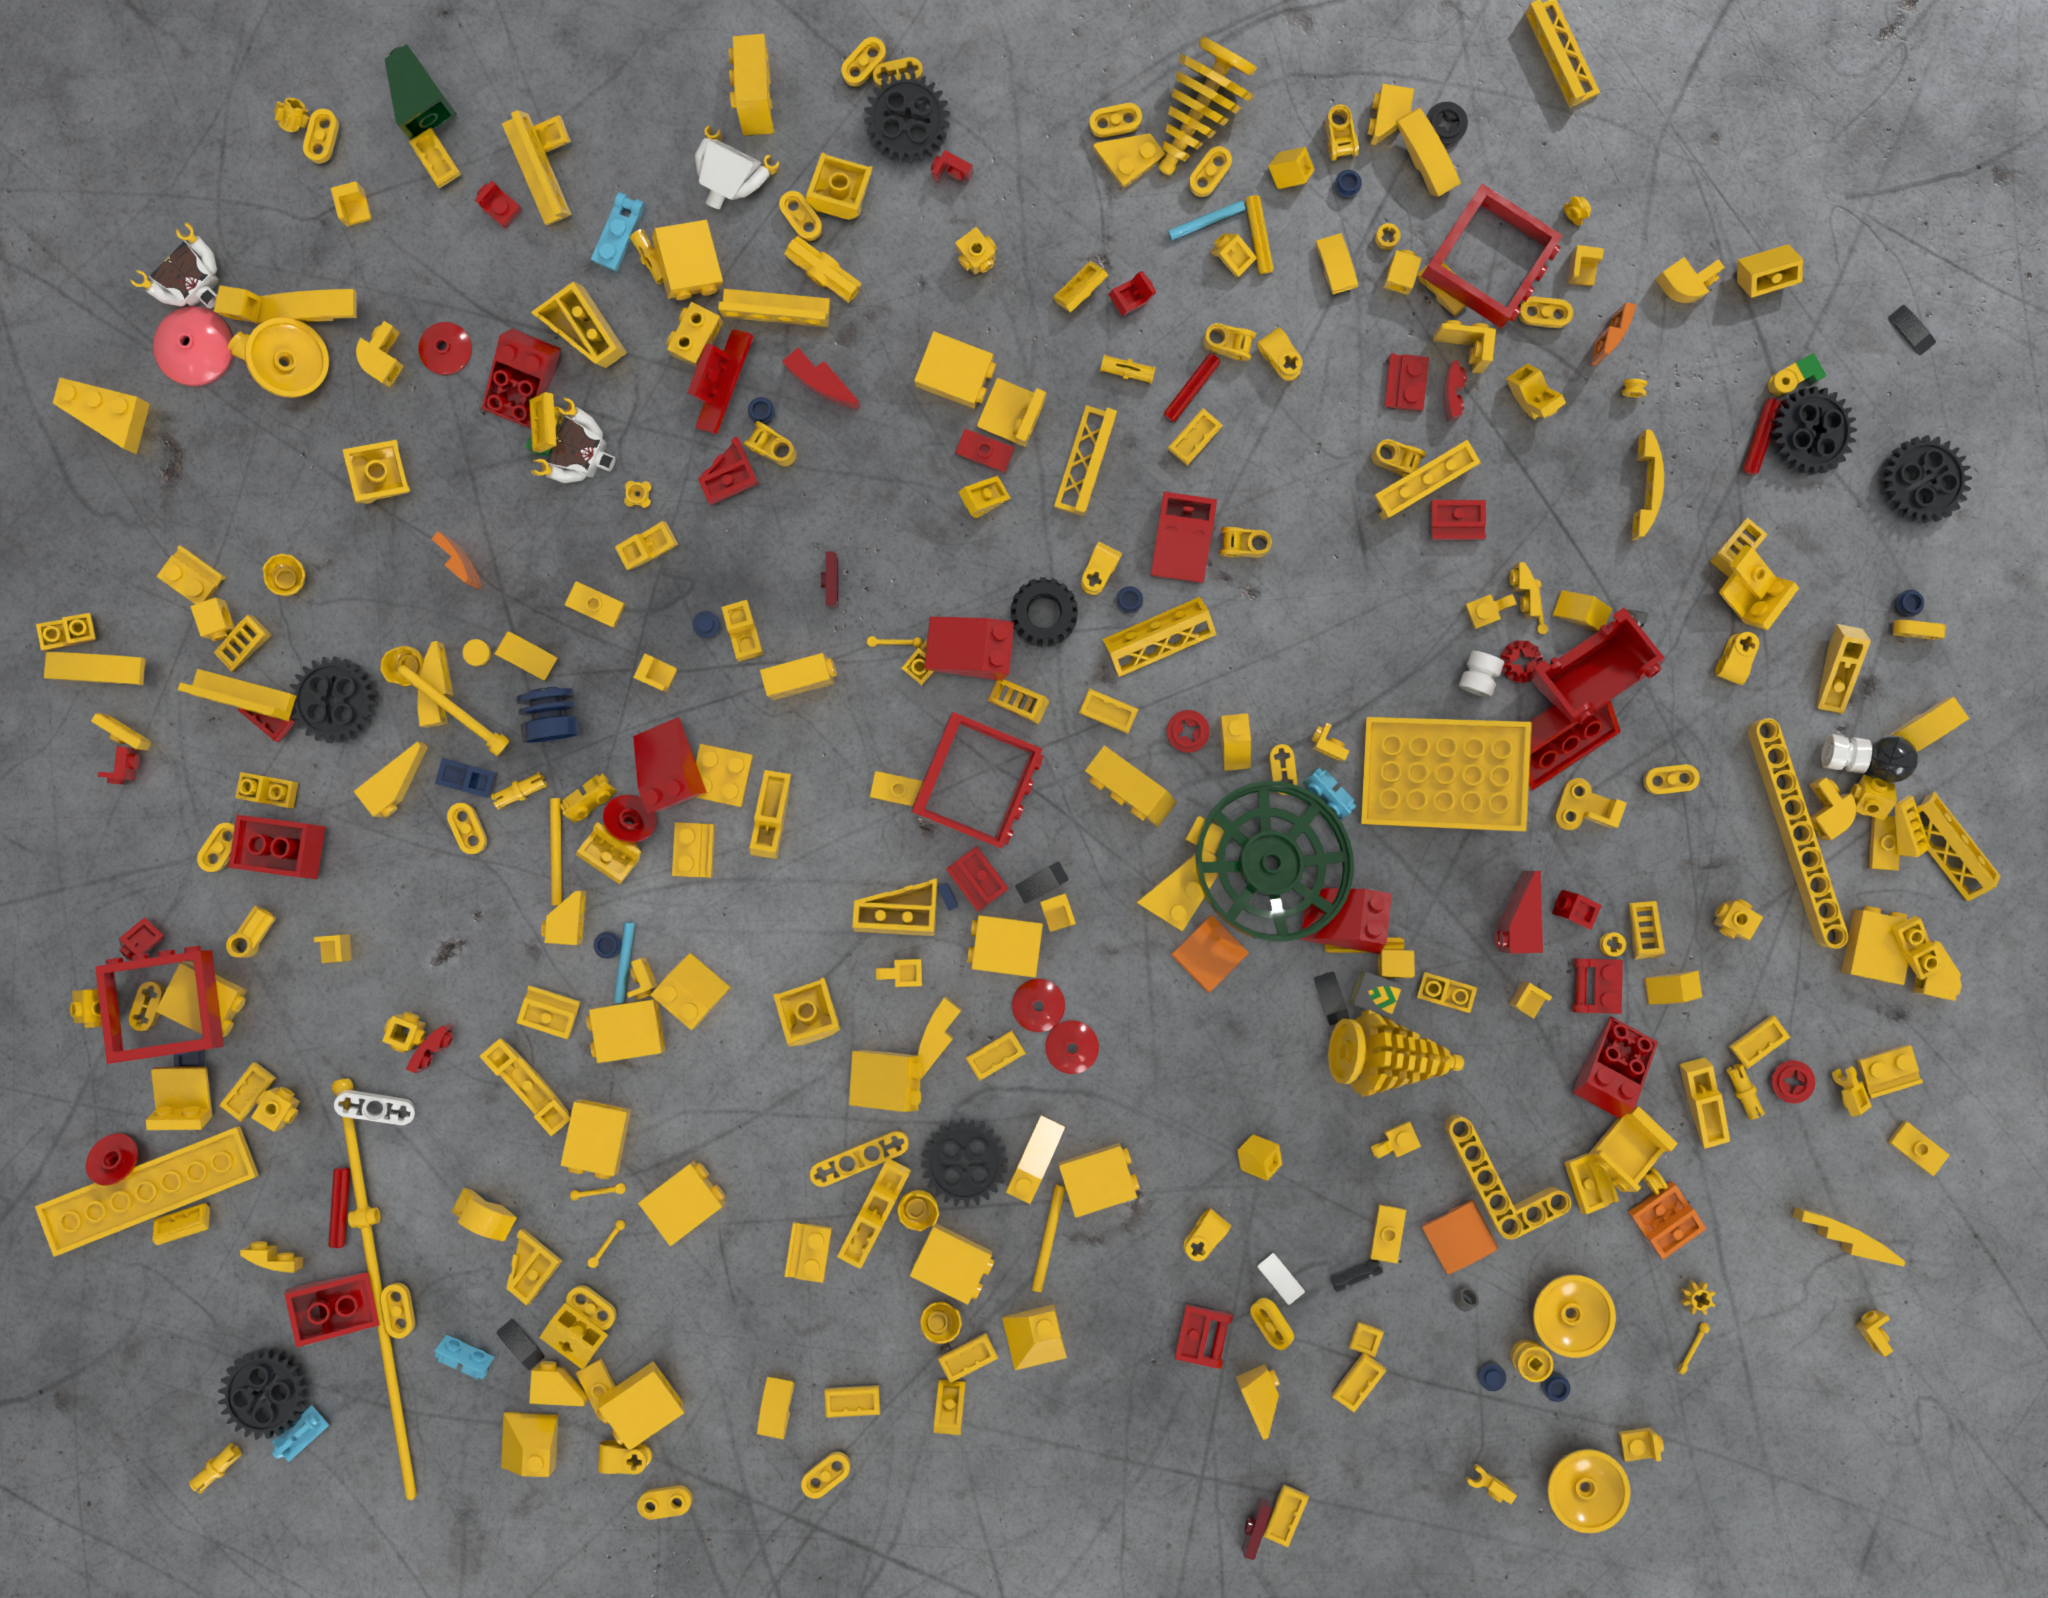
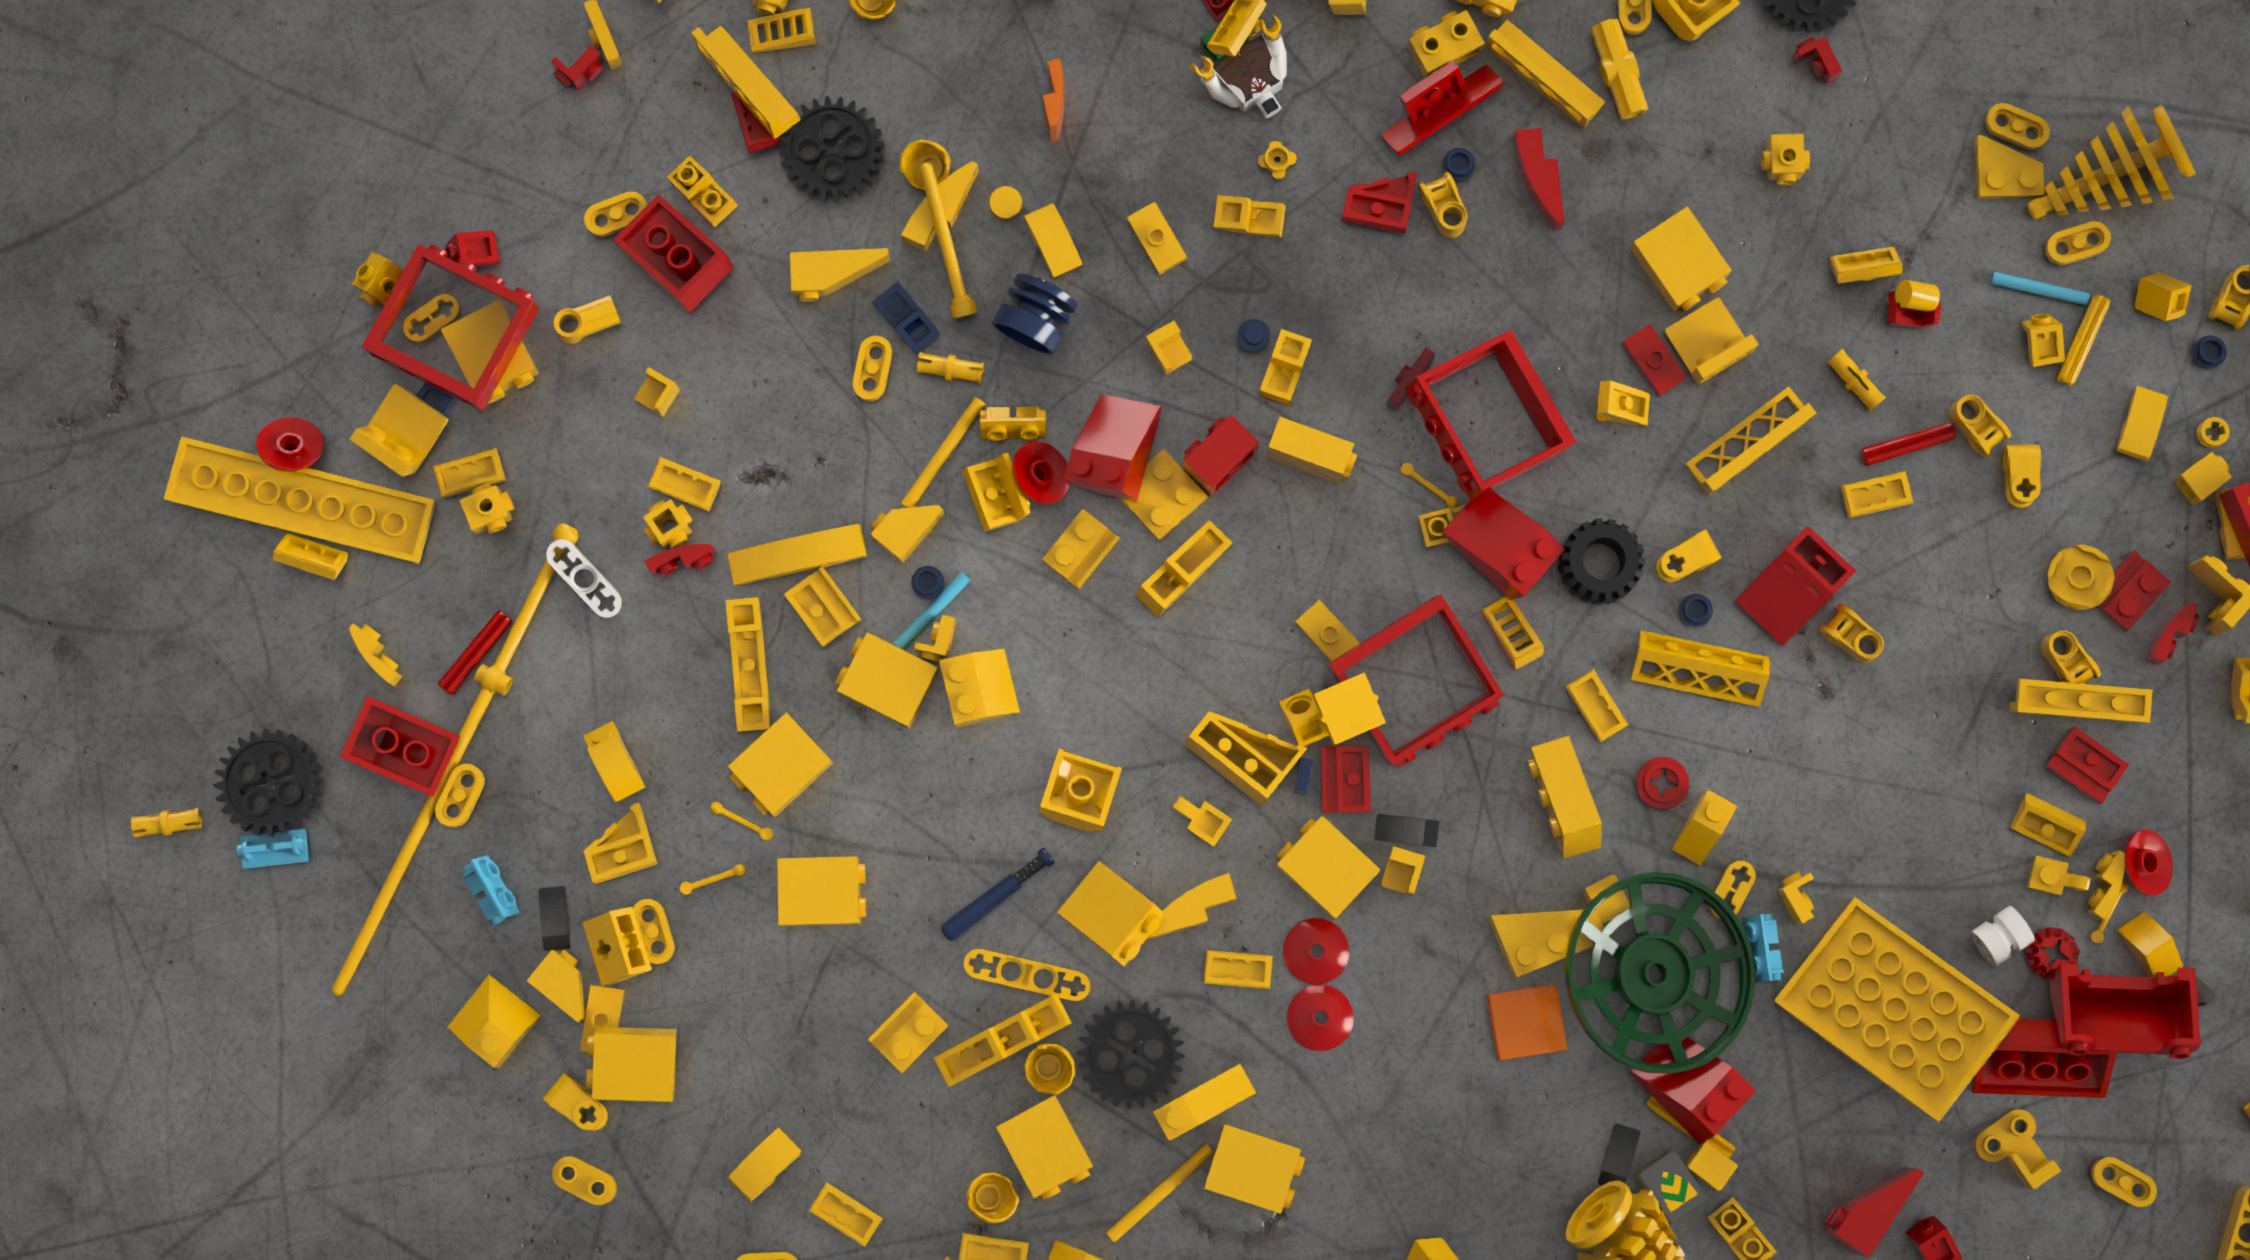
camera: 30 degrees right, 5 degrees down
(397, 996) = (684, 484): none -> yellow plate
(506, 989) = (797, 554): none -> yellow slope
(739, 722) = (1220, 454): none -> red brick
(798, 1130) = (992, 898): none -> dark blue piece
(917, 531) = (1531, 393): none -> red window
(921, 858) = (1303, 718): none -> yellow brick
(945, 832) = (1349, 708): none -> yellow piece
(1128, 283) = (1917, 295): none -> yellow piece
(1367, 396) = (2080, 577): none -> yellow tile
(1460, 577) = (2048, 825): none -> yellow slope
(1543, 556) = (2148, 862): none -> red dish

